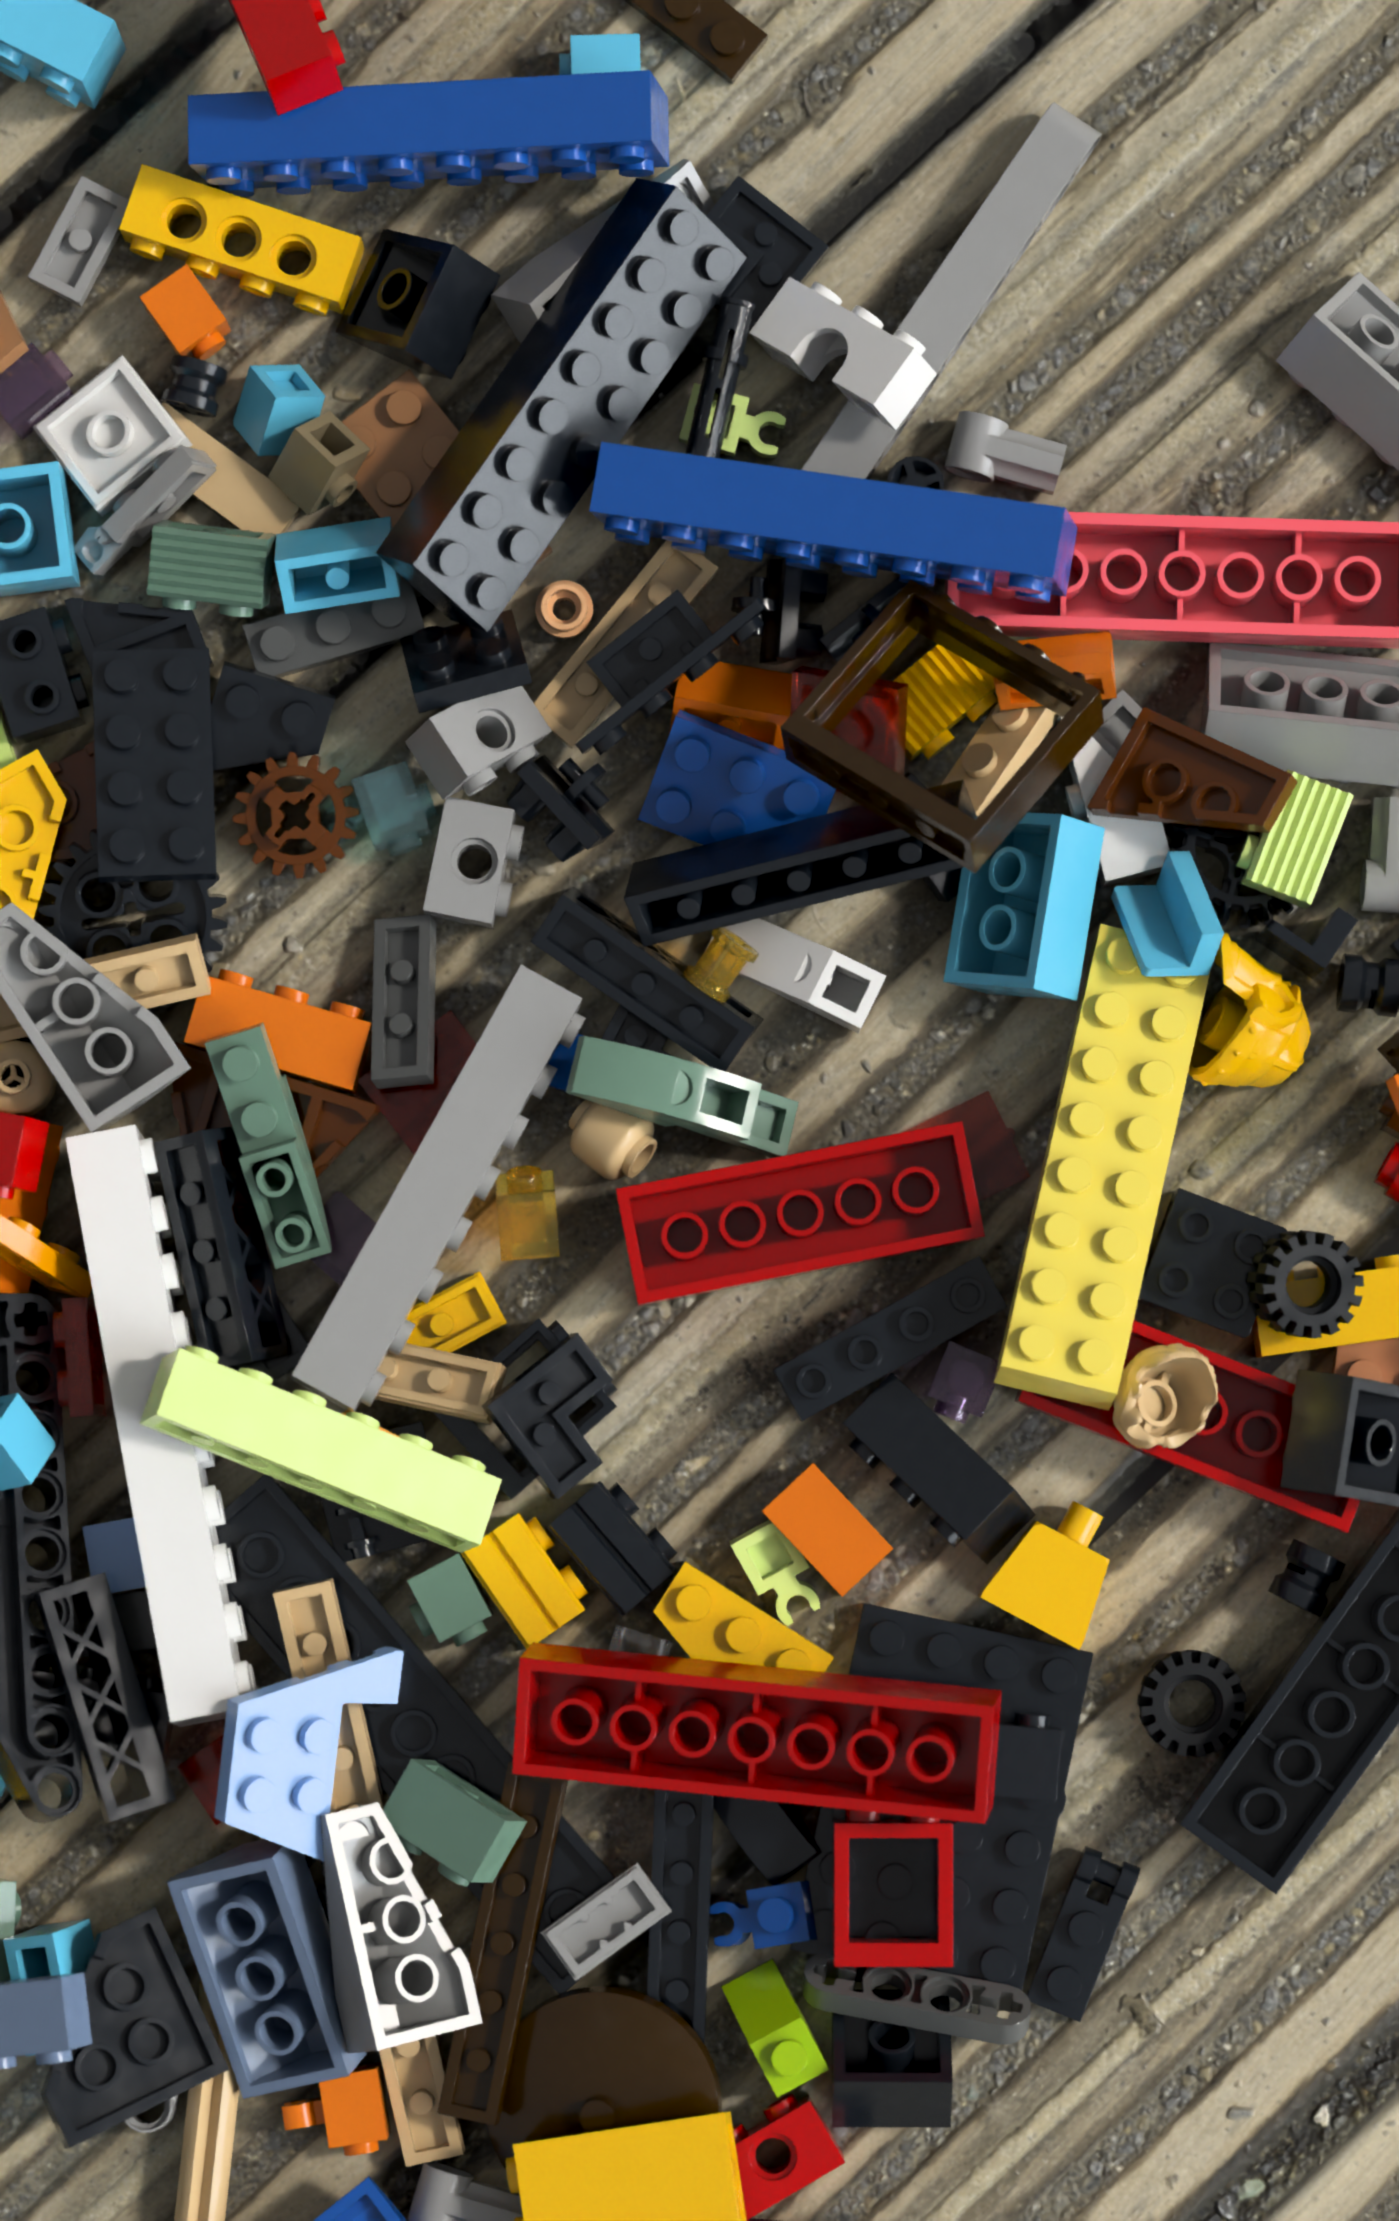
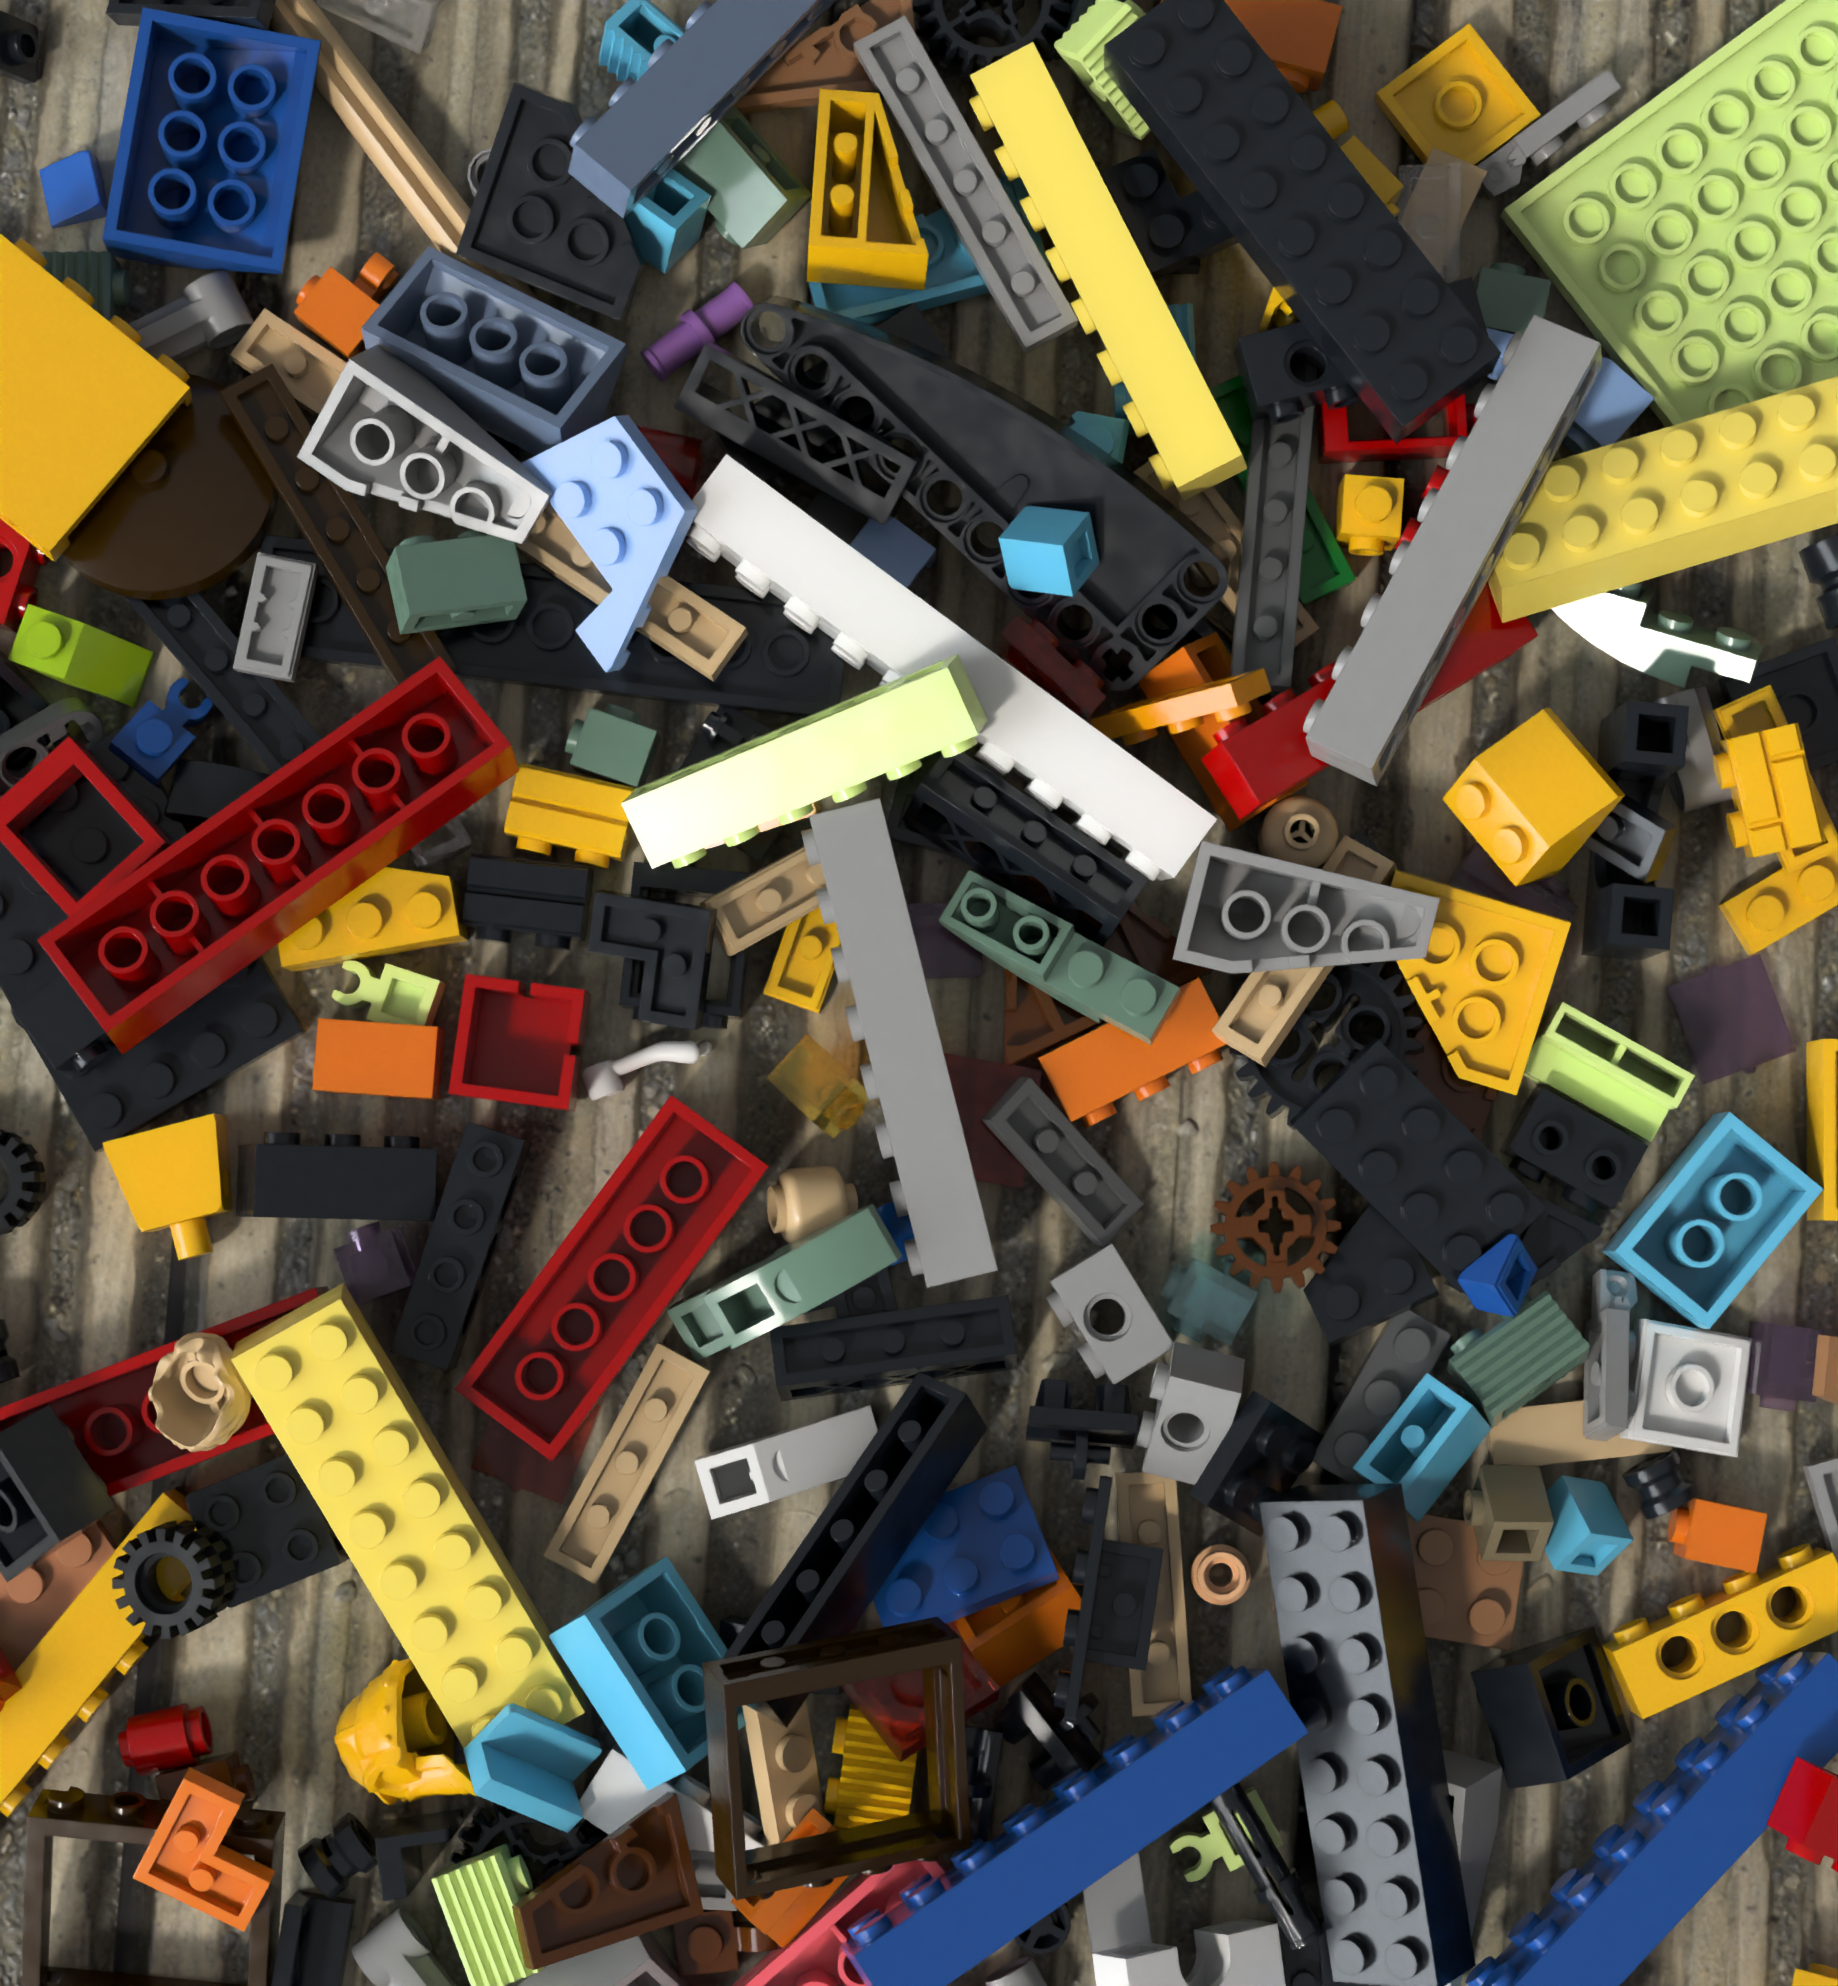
camera: 135 degrees right, 0 degrees up
(105, 1854) = (695, 330): none -> medium lavender pin
(170, 632) = (1500, 1277): none -> blue slope
(677, 1366) = (605, 1080): none -> white piece
(714, 1445) = (519, 1045): none -> red piece
(720, 964) = (847, 1411): clear yellow bush -> none
(913, 1075) = (627, 1463): none -> tan plate
(1159, 683) = (714, 1942): none -> reddish brown plate

